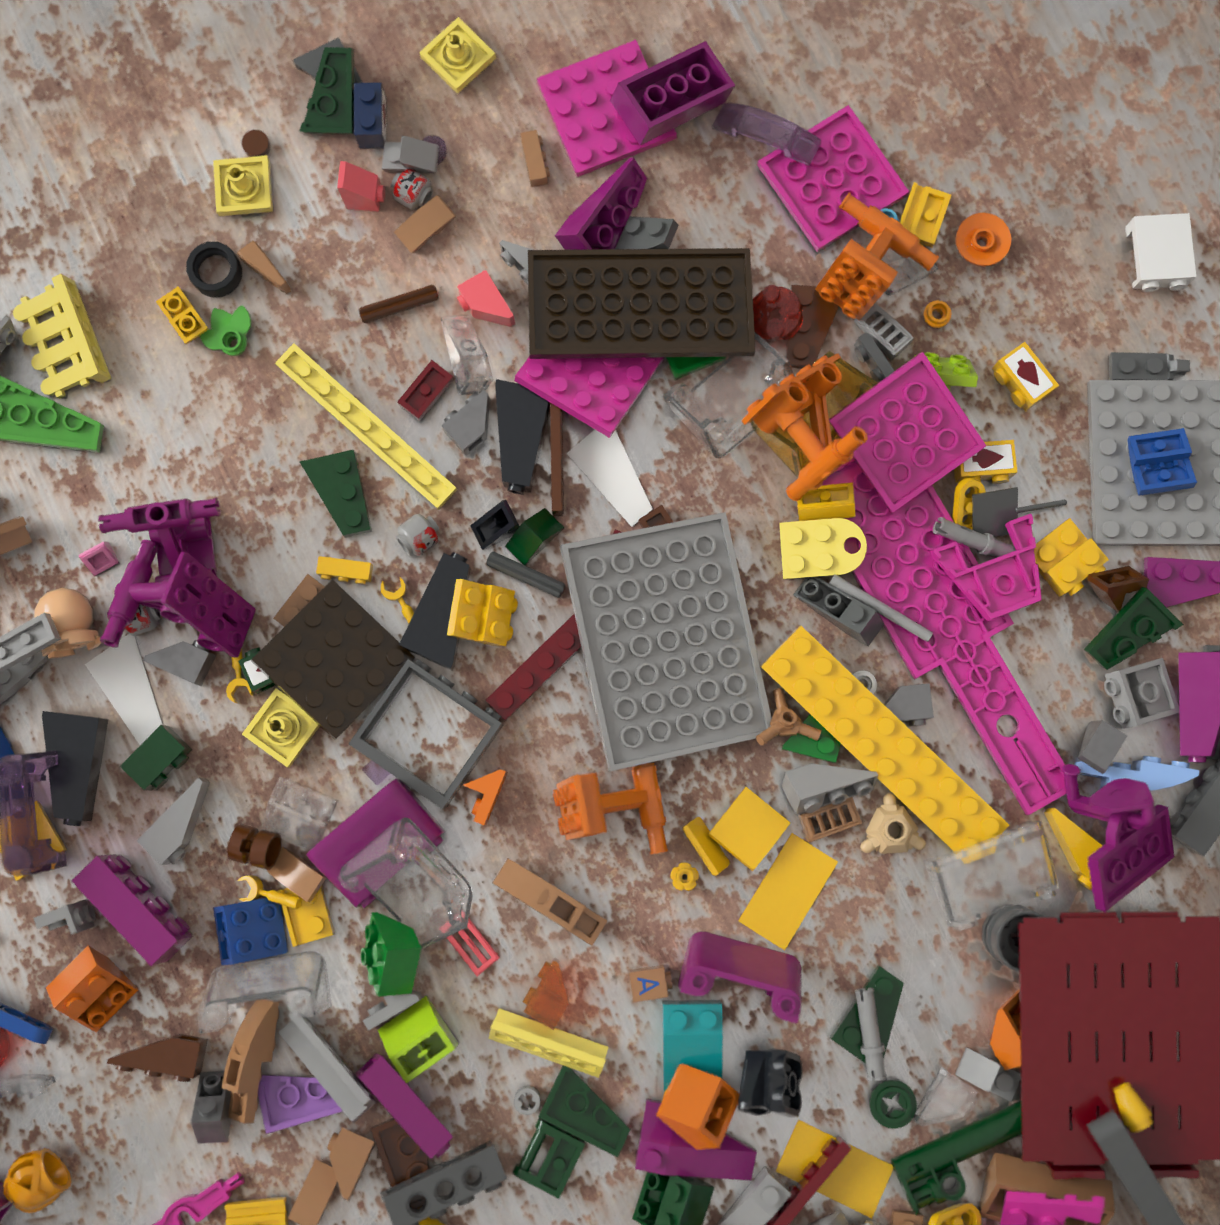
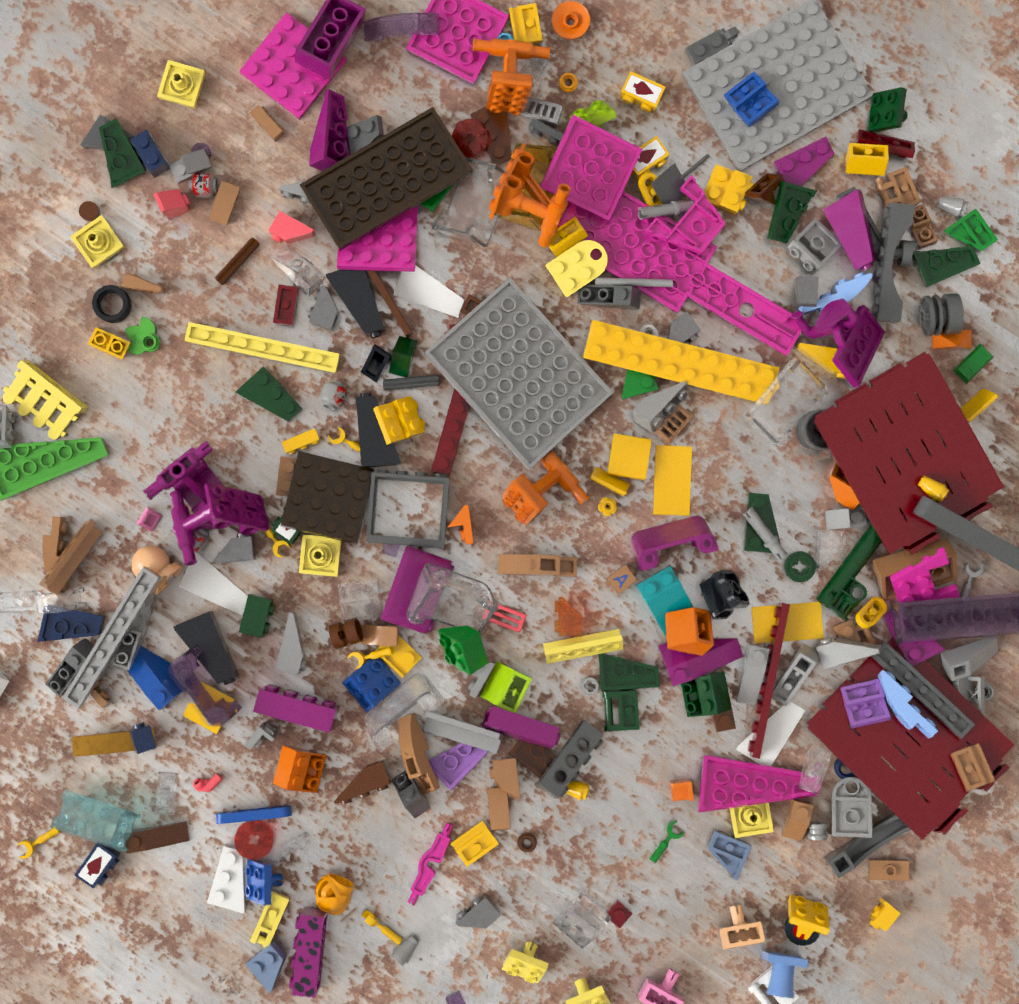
camera: 30 degrees left, 5 degrees up
(785, 722) = (615, 382): medium nougat piece -> none
(892, 829) = (712, 409): tan rock -> none

